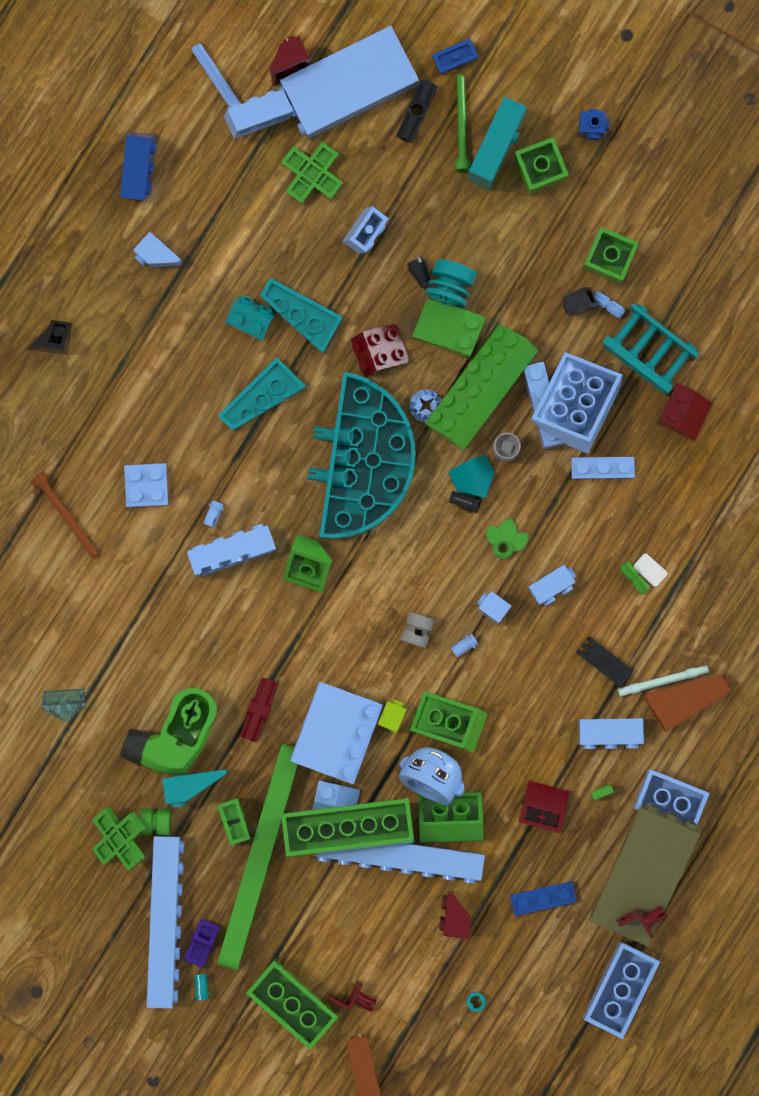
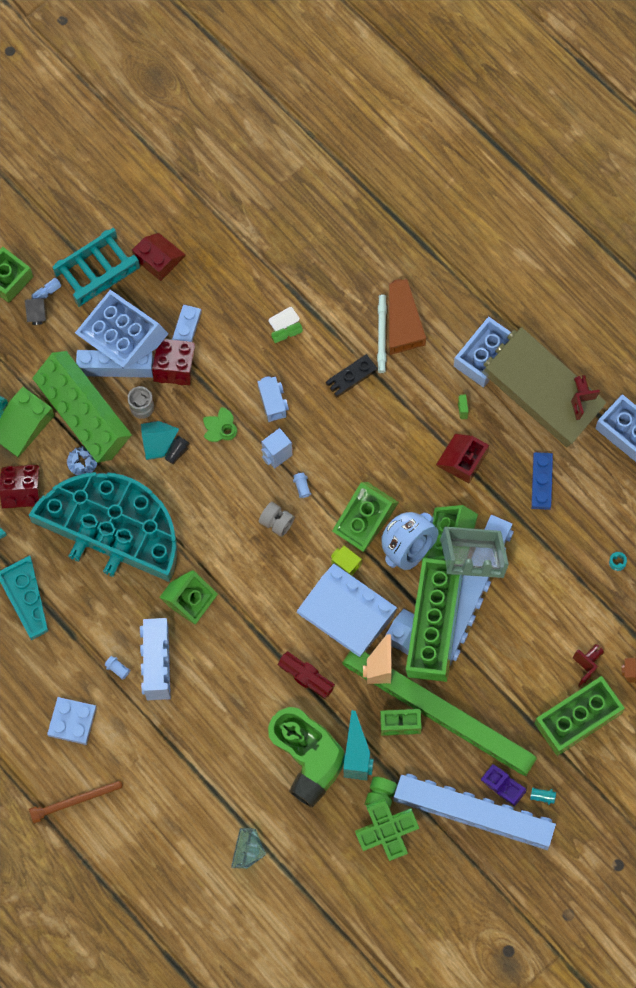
camera: 75 degrees left, 15 degrees down
(284, 783) = (379, 663): none -> light nougat slope
(429, 850) = (474, 552): none -> sand green window
(456, 919) = (538, 553): dark red slope -> none
(563, 468) = (173, 362): none -> dark red bracket
(610, 733) = (414, 385): light blue brick -> none

